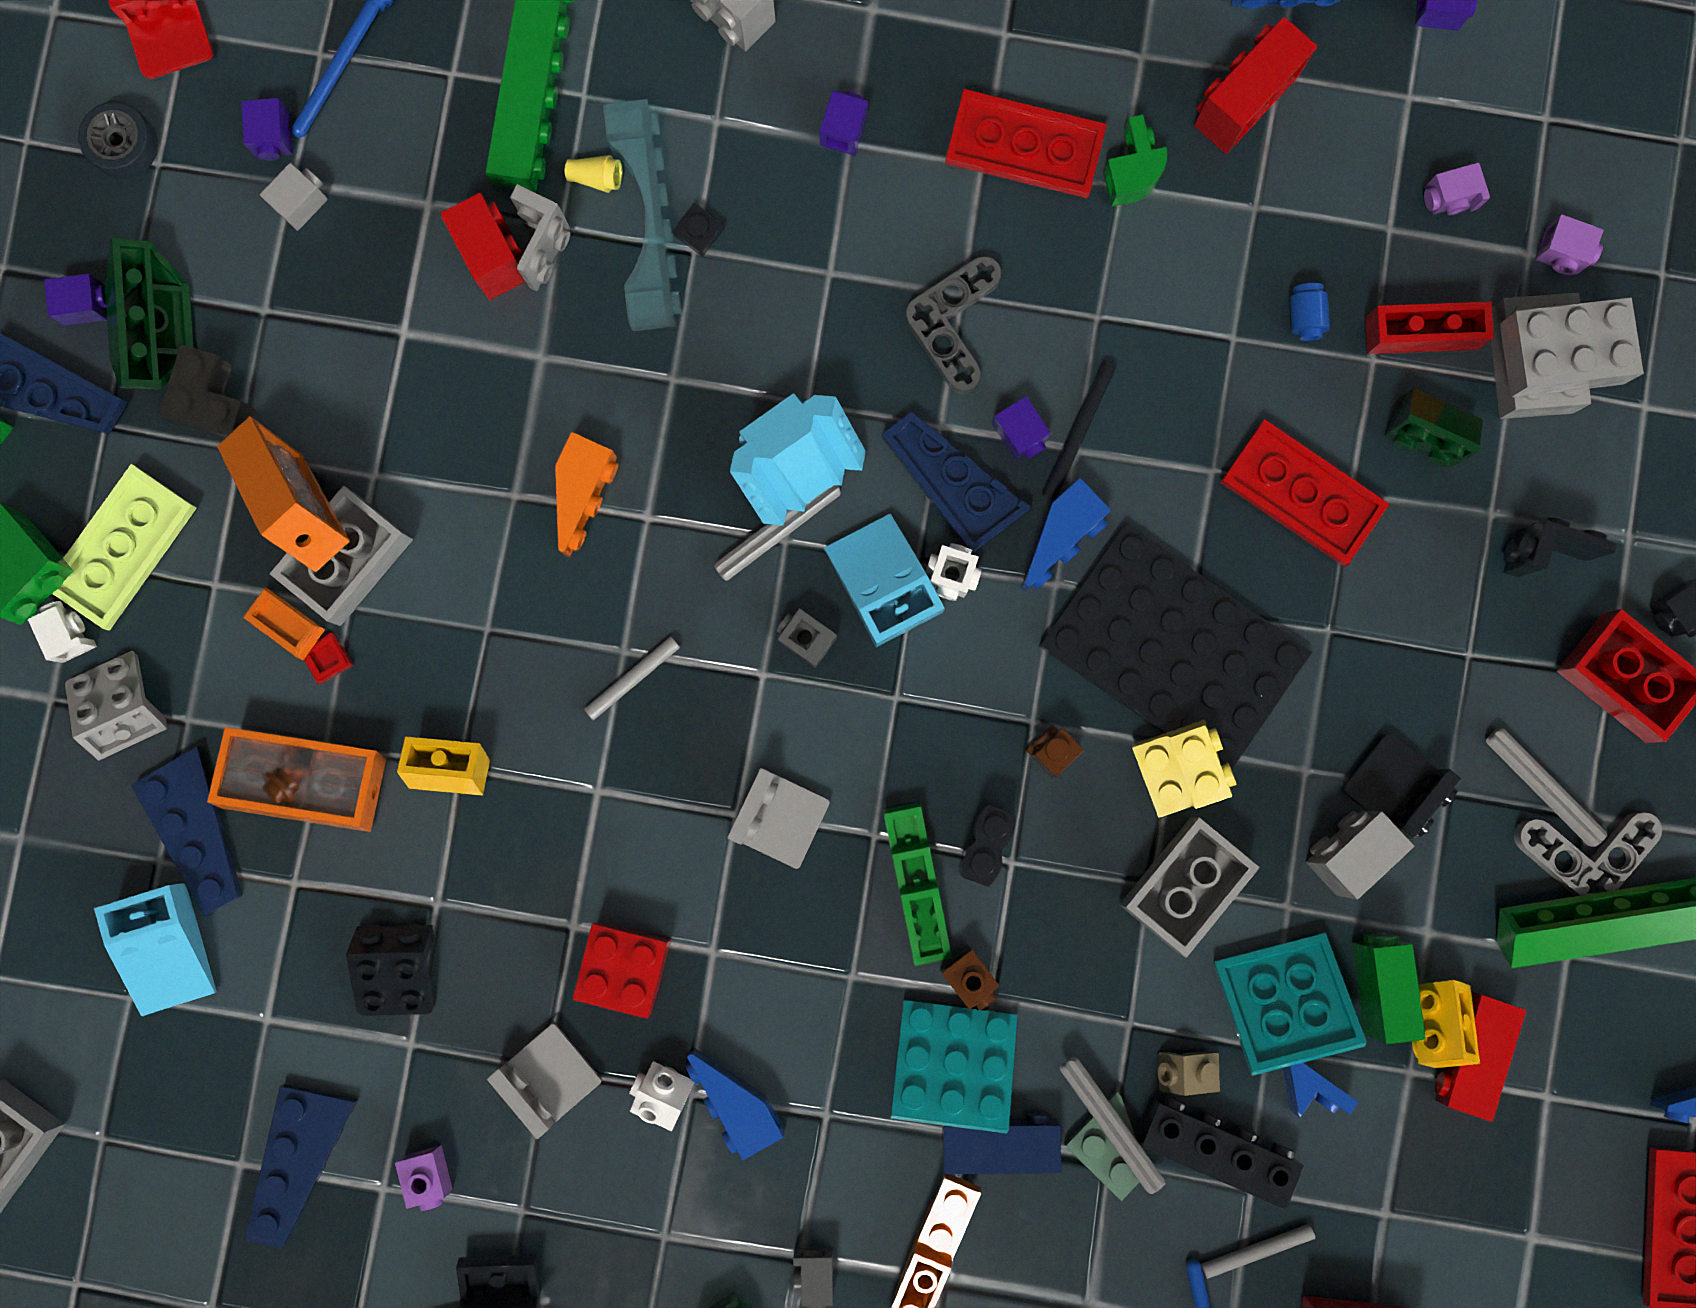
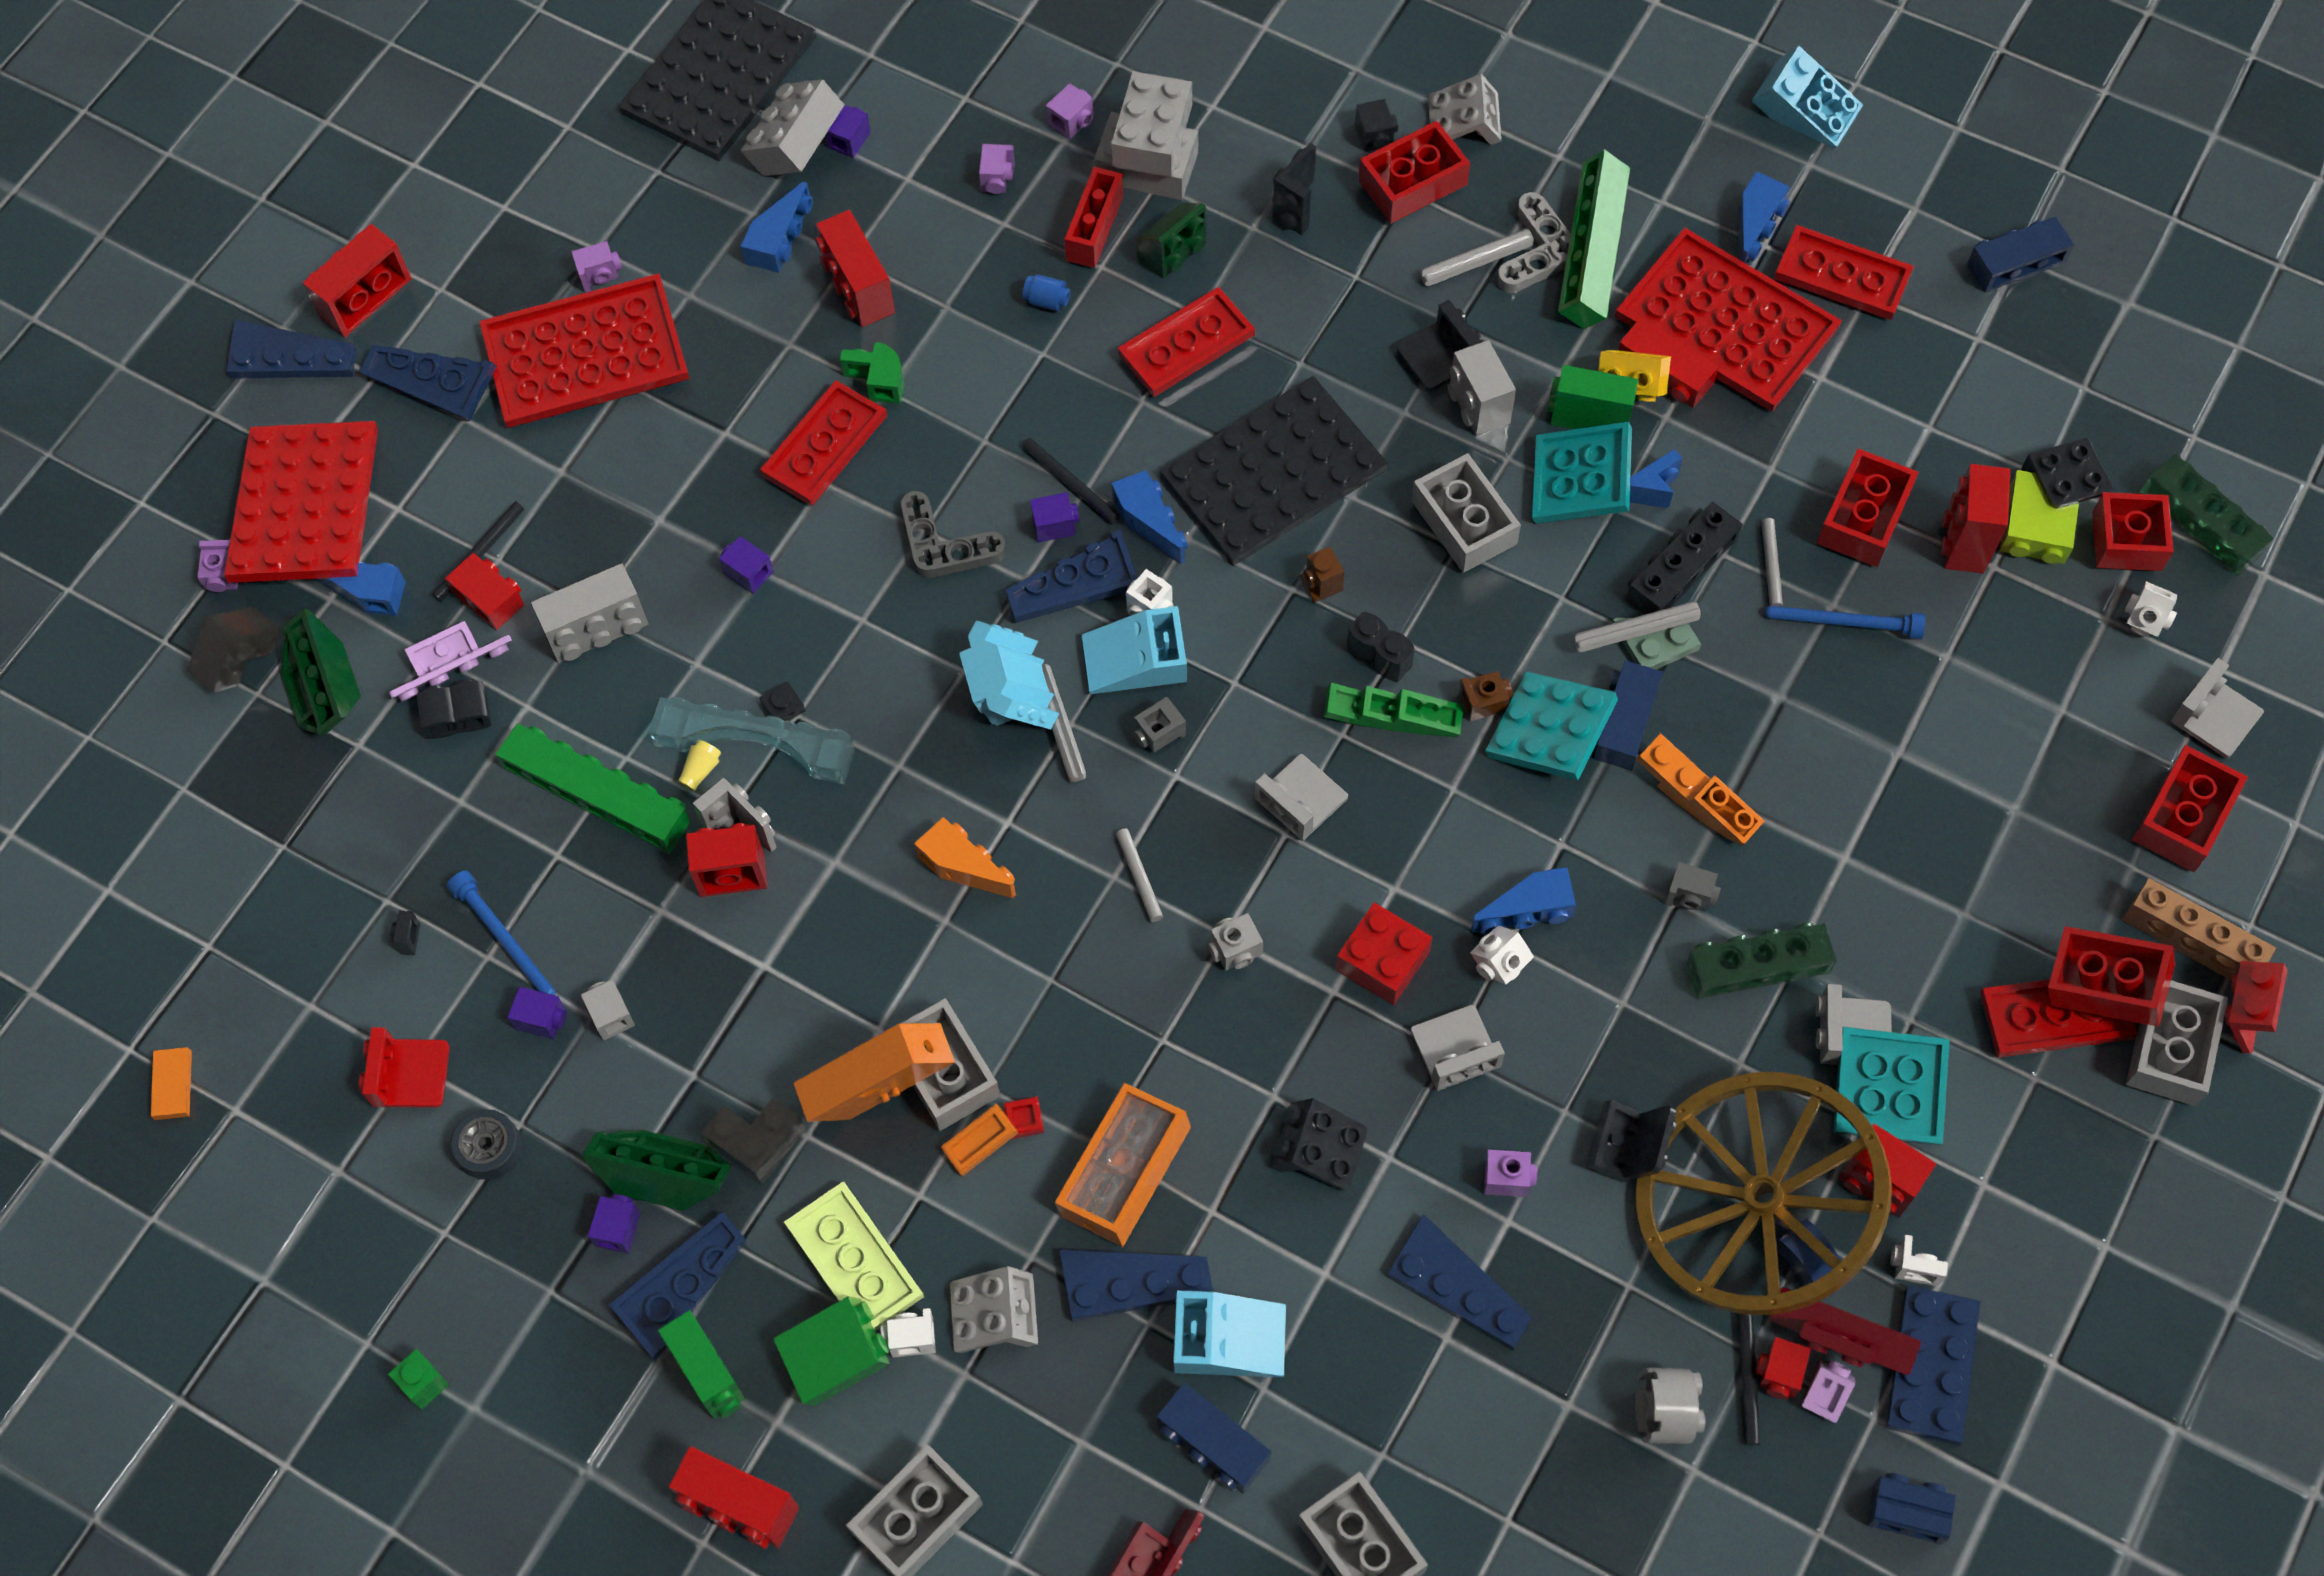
camera: 70 degrees left, 20 degrees down
(52, 969) = (1213, 1439): none -> dark blue brick
(279, 785) = (1126, 1158): reddish brown plate -> none
(443, 765) = (1157, 1038): yellow brick -> none
(593, 811) = (1235, 942): none -> light grey brick
(1184, 768) = (1371, 487): light yellow plate -> none
(1189, 1072) = (1613, 565): dark tan bracket -> none
(1572, 1111) = (1731, 316): none -> red plate

